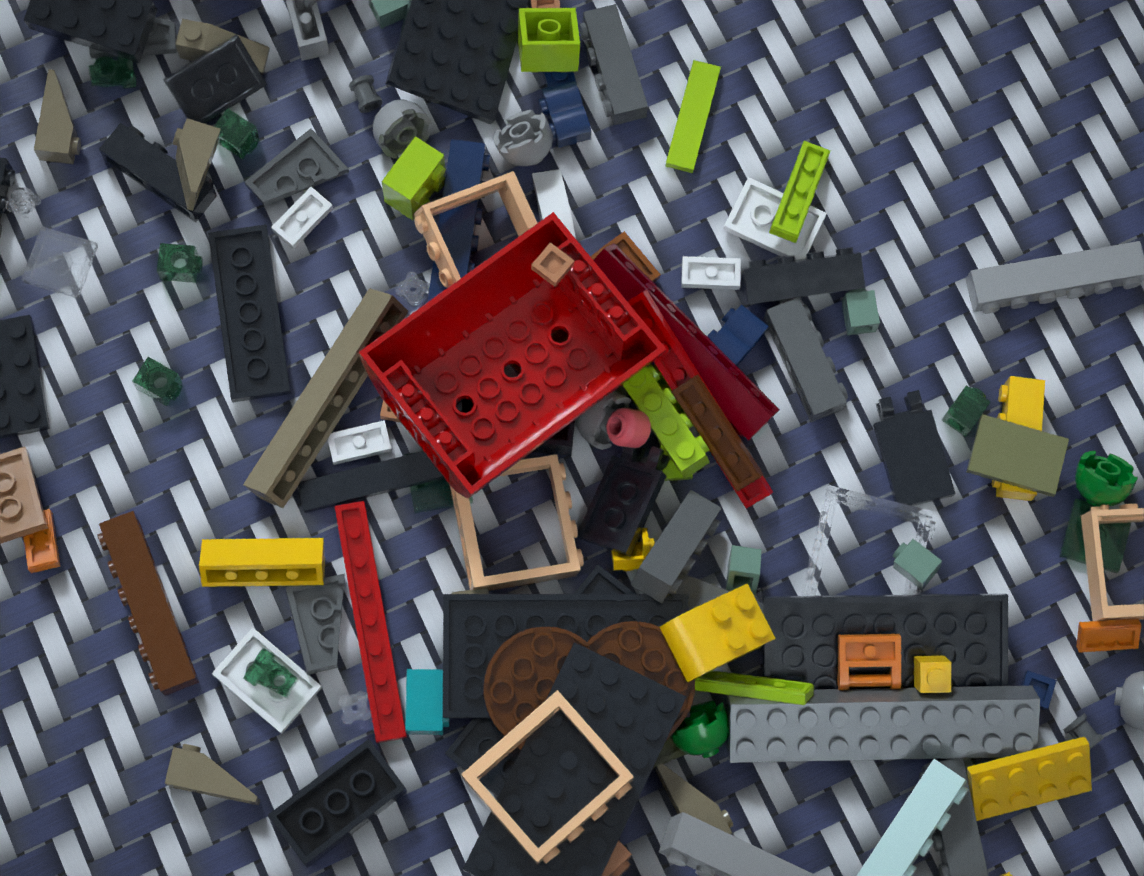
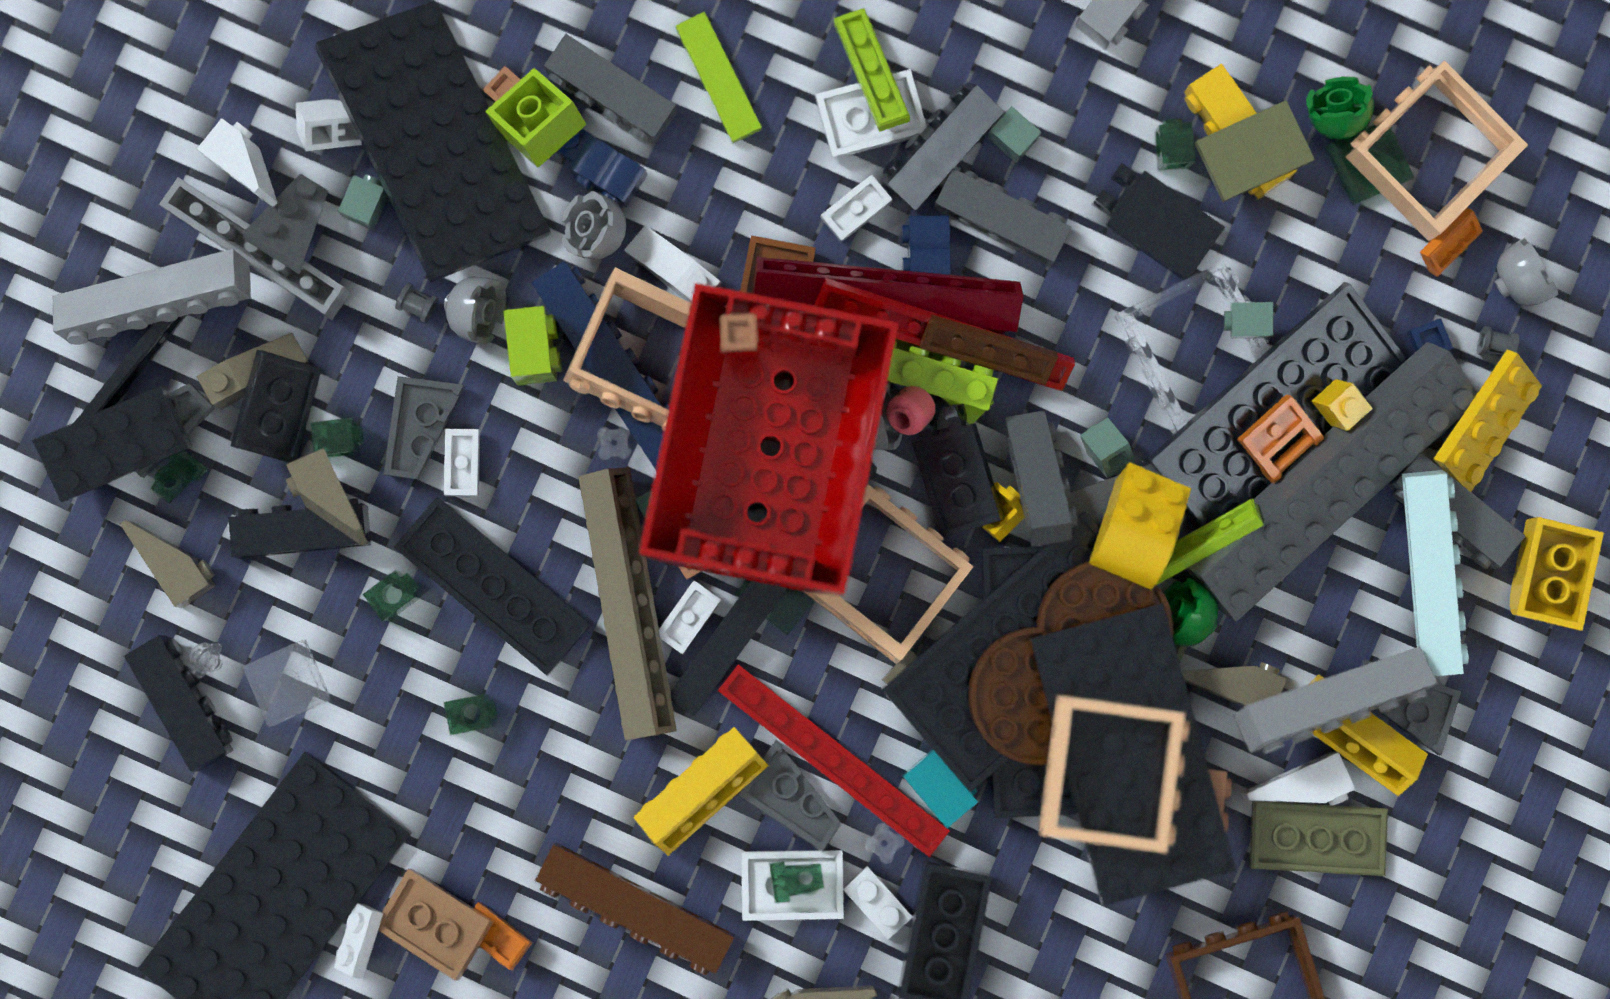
camera: 40 degrees left, 10 degrees up
(313, 743) = (877, 902): none -> white plate

